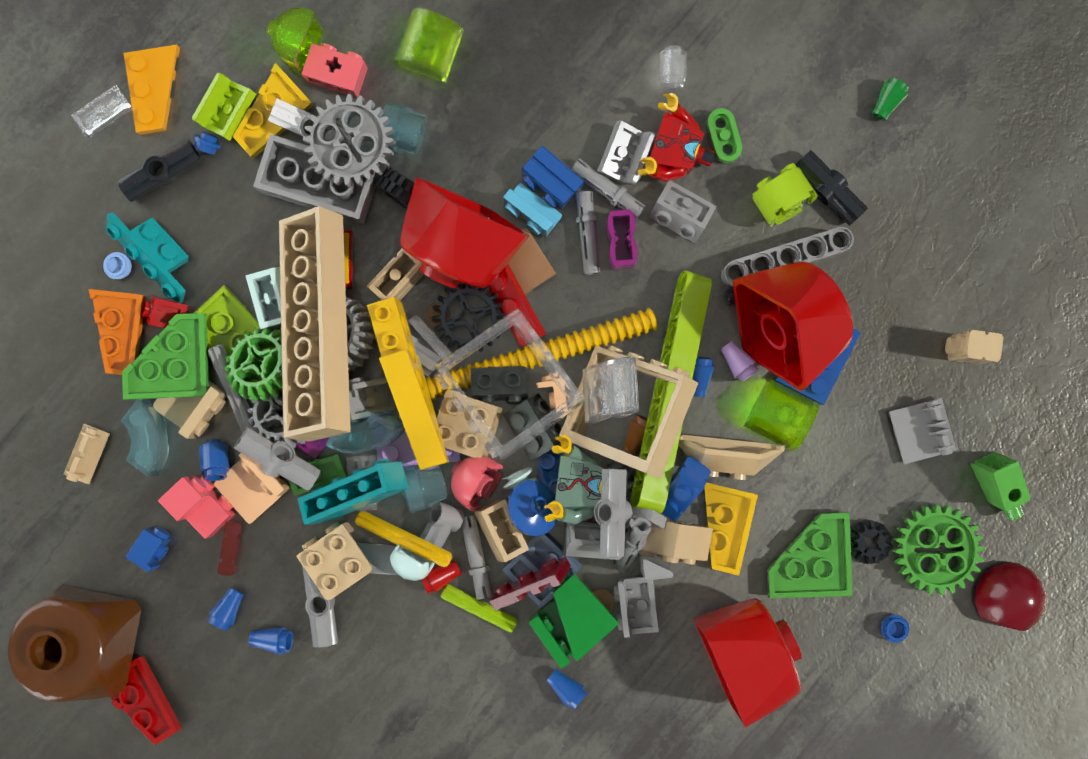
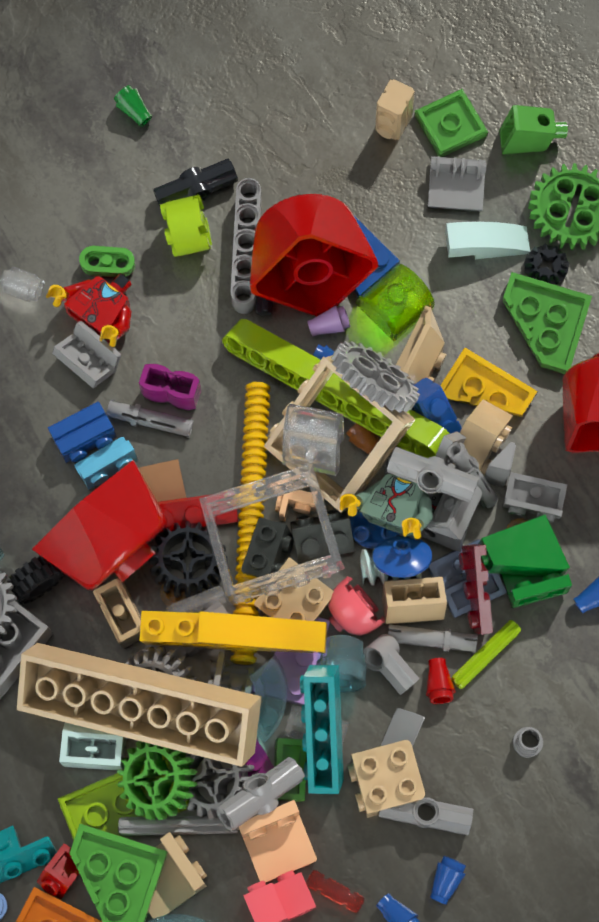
camera: 70 degrees left, 15 degrees down
(214, 460) = (236, 871): blue brick -> none
(403, 538) = (388, 700): yellow axle -> none
(410, 565) = (417, 700): light aqua hair -> none
(421, 663) = (525, 751): none -> light grey piece
(605, 187) = (124, 378): light grey pin -> none
(682, 211) = (165, 324): light grey bracket -> none
(683, 428) = (375, 376): none -> light grey gear
(874, 478) = (486, 239): none -> light aqua slope
(984, 404) = (451, 123): none -> bright green tile

